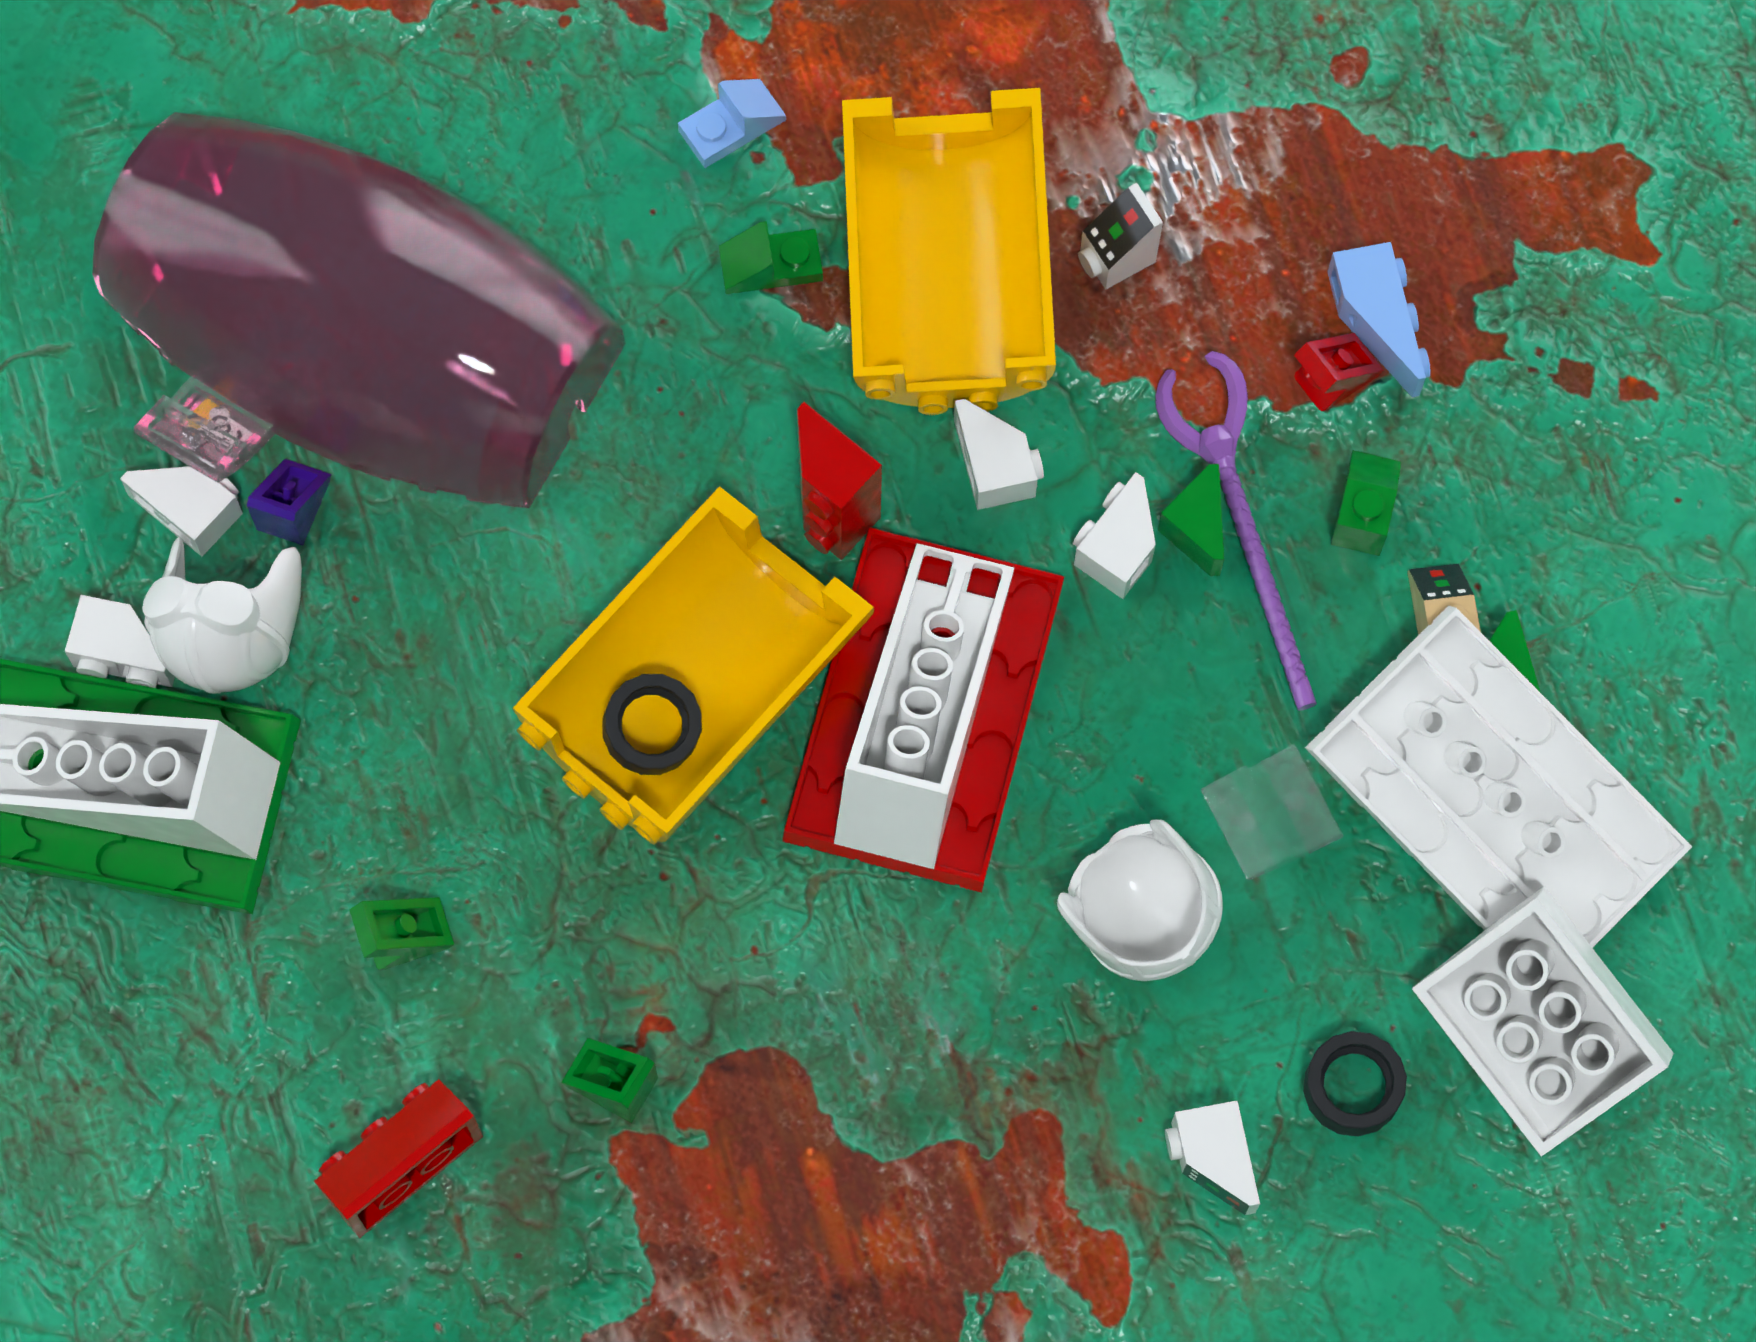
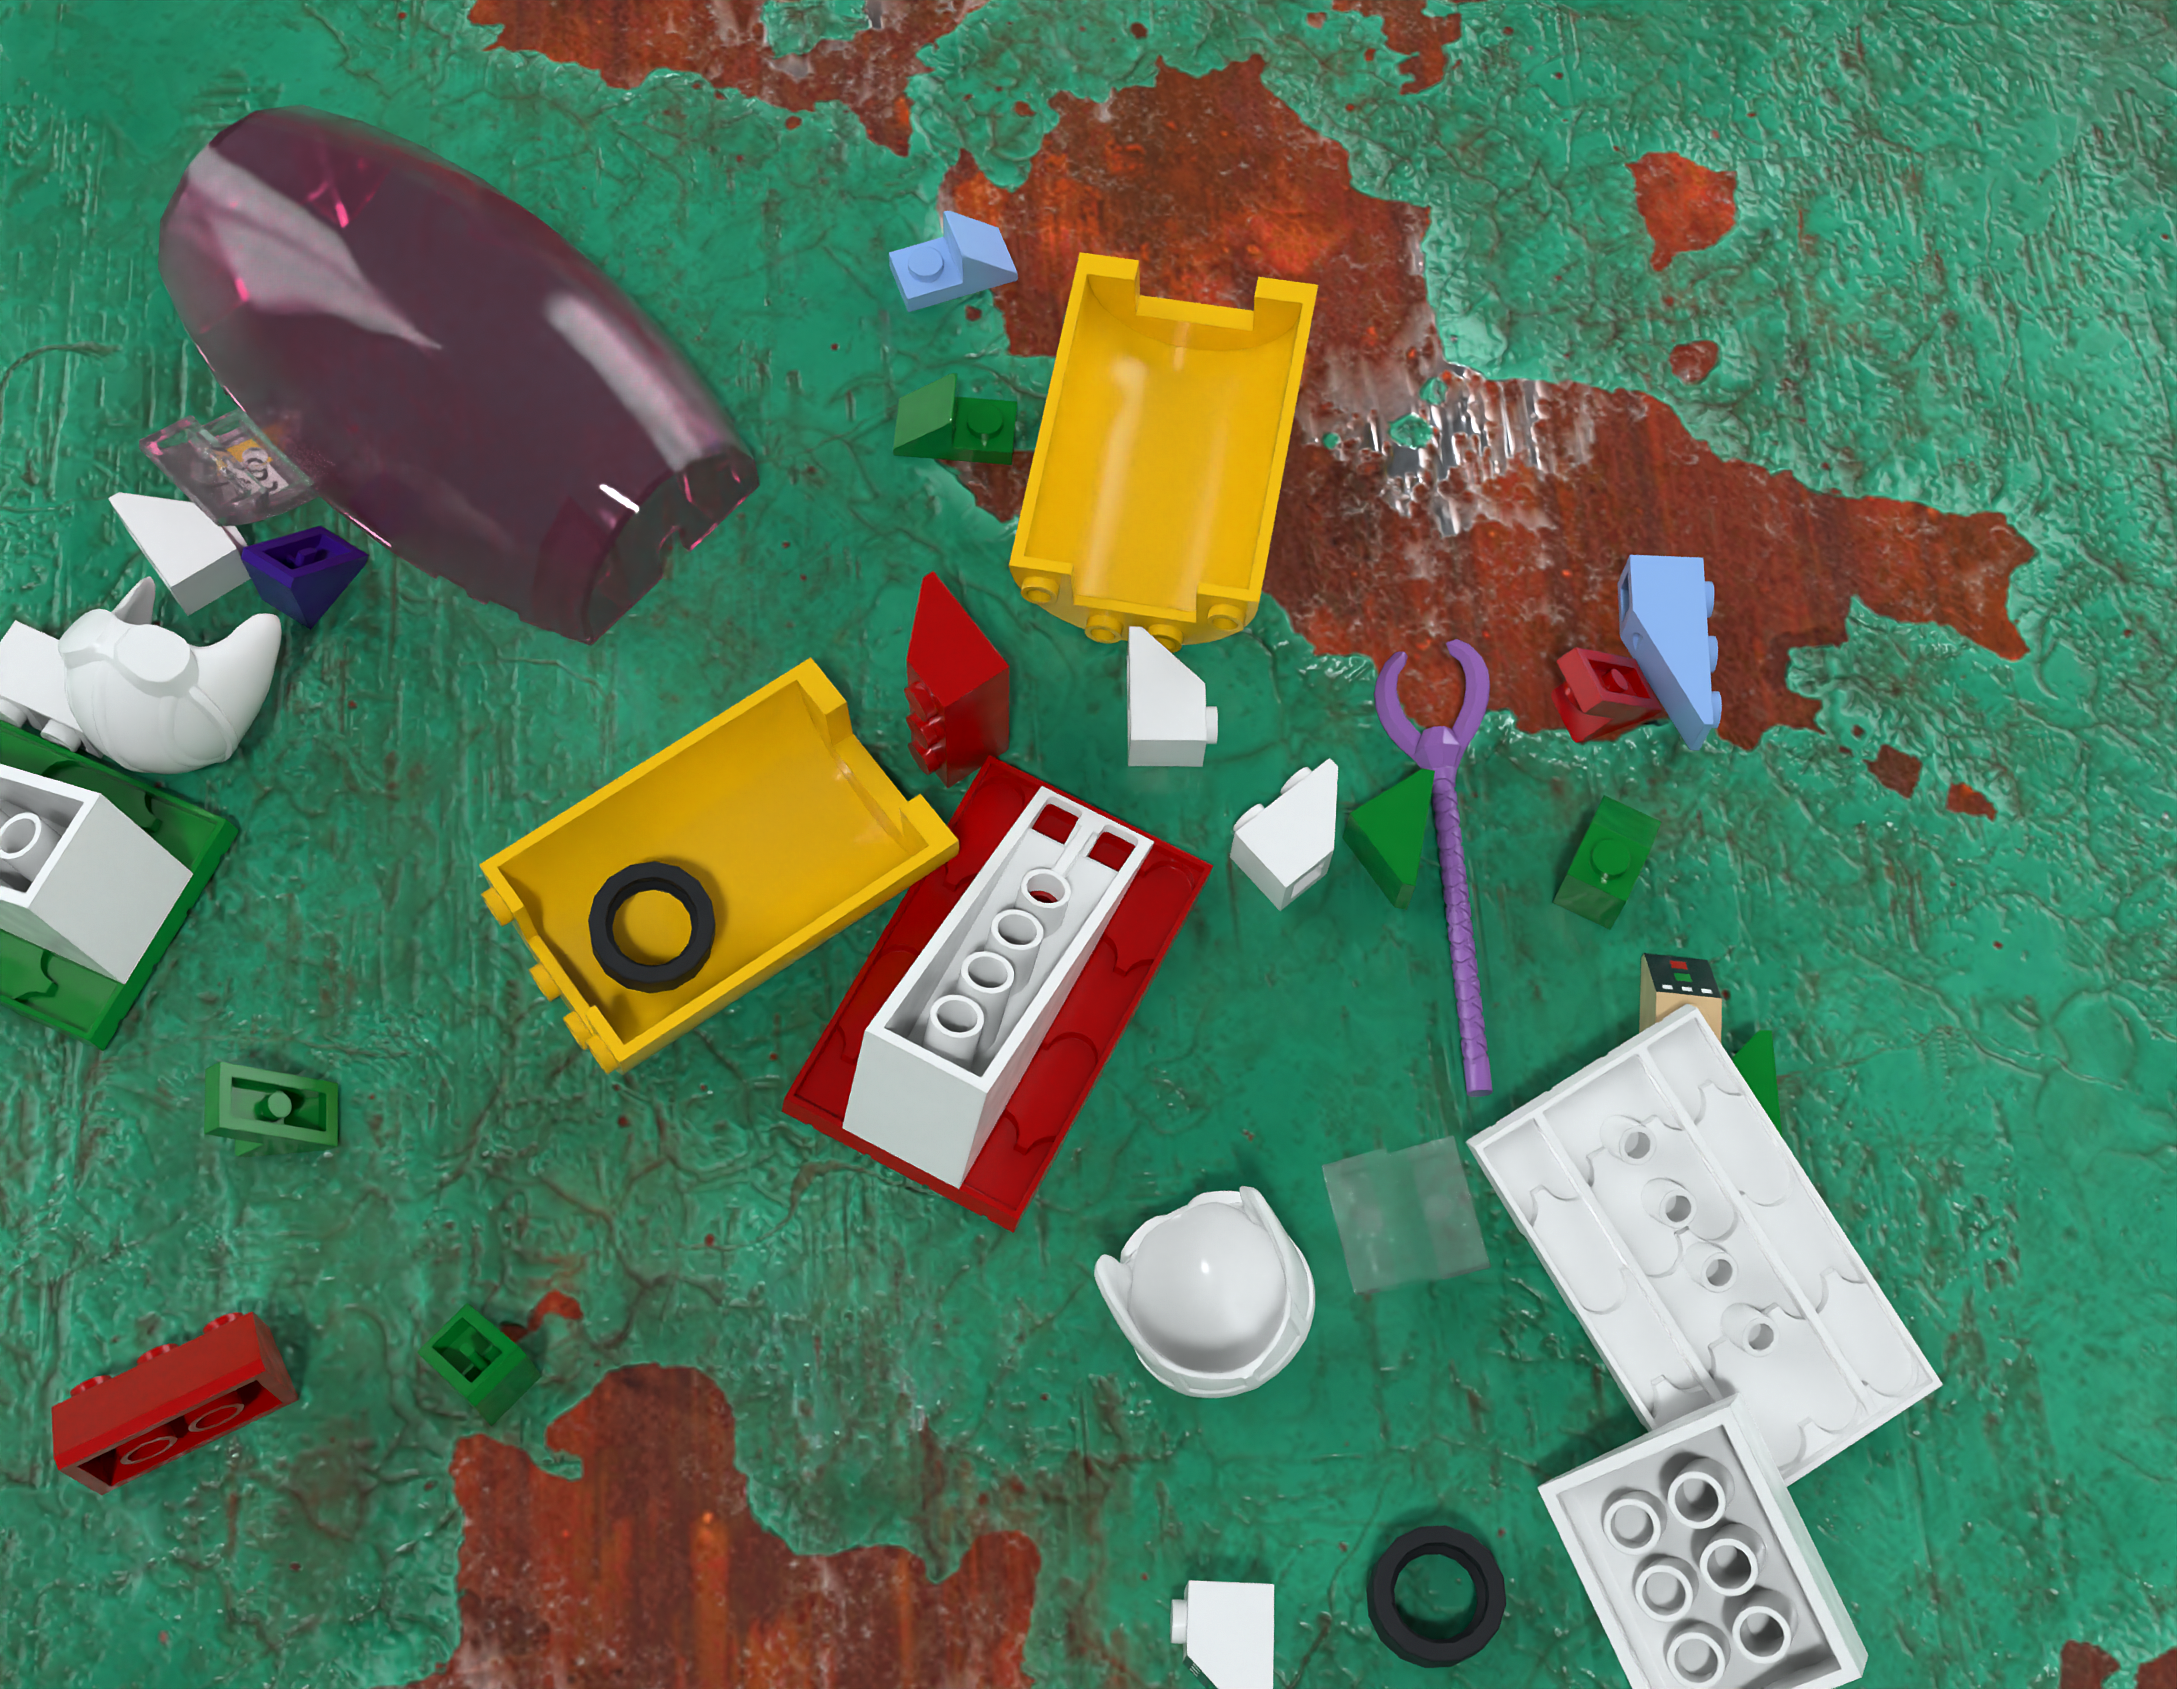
camera: 10 degrees right, 5 degrees down
(1121, 238) = (1377, 485): slope -> none

